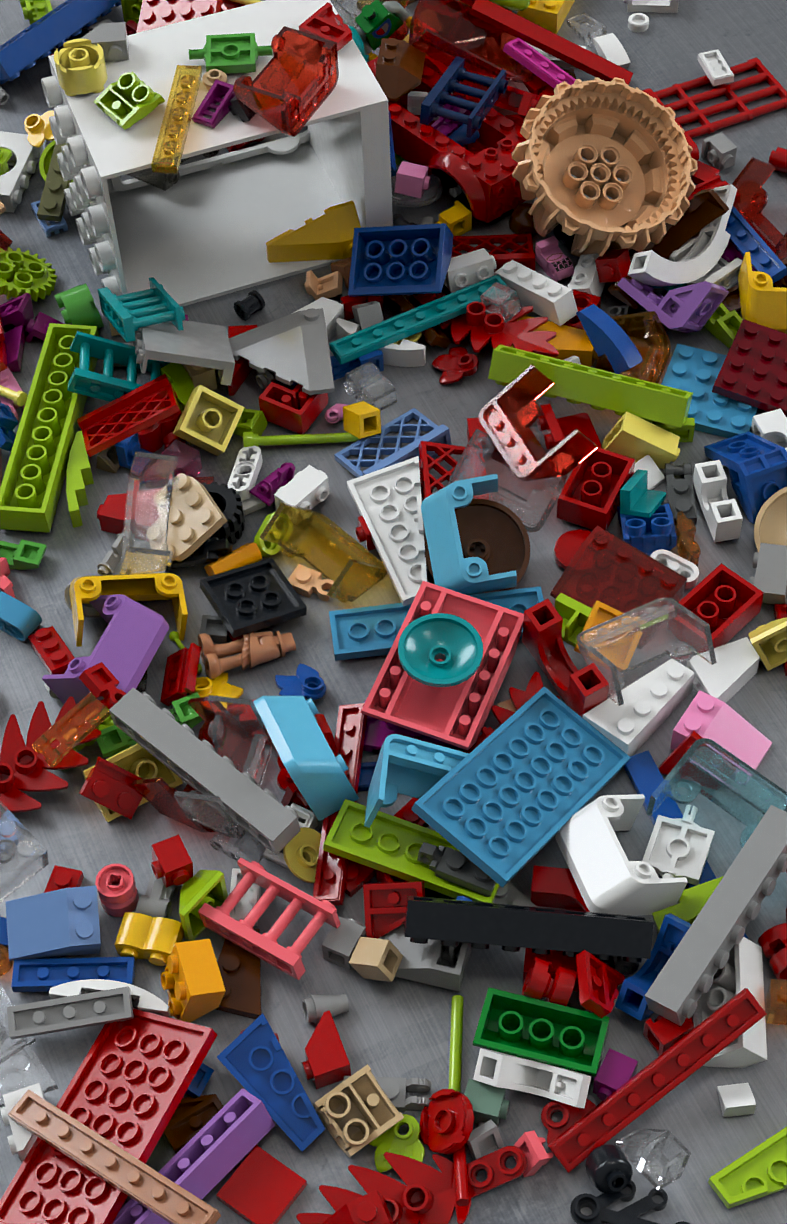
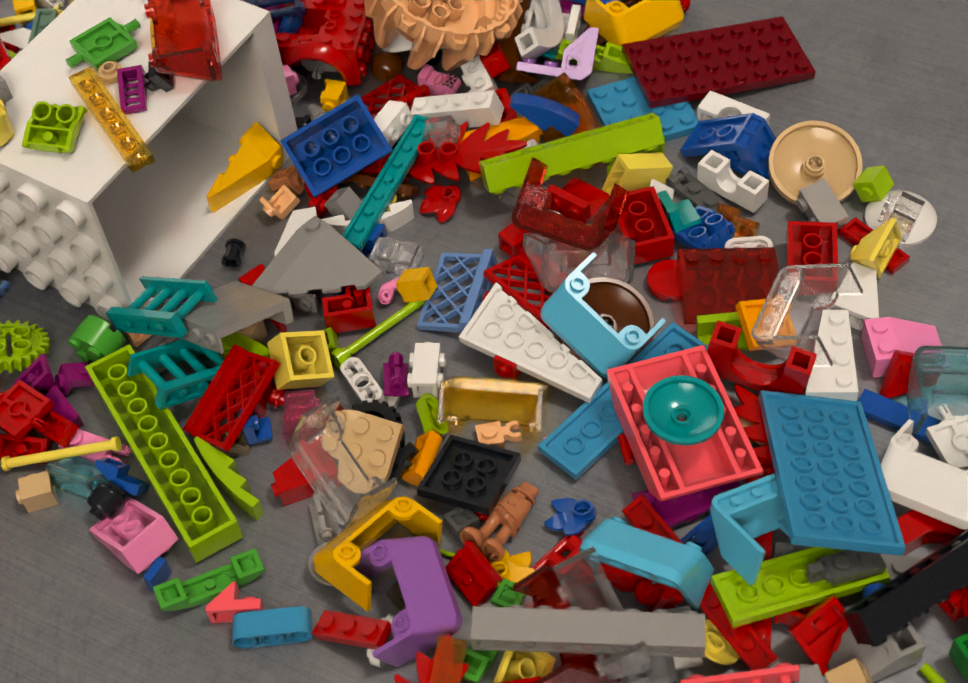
camera: 35 degrees left, 0 degrees up
(102, 683) = (442, 623): red plate -> none

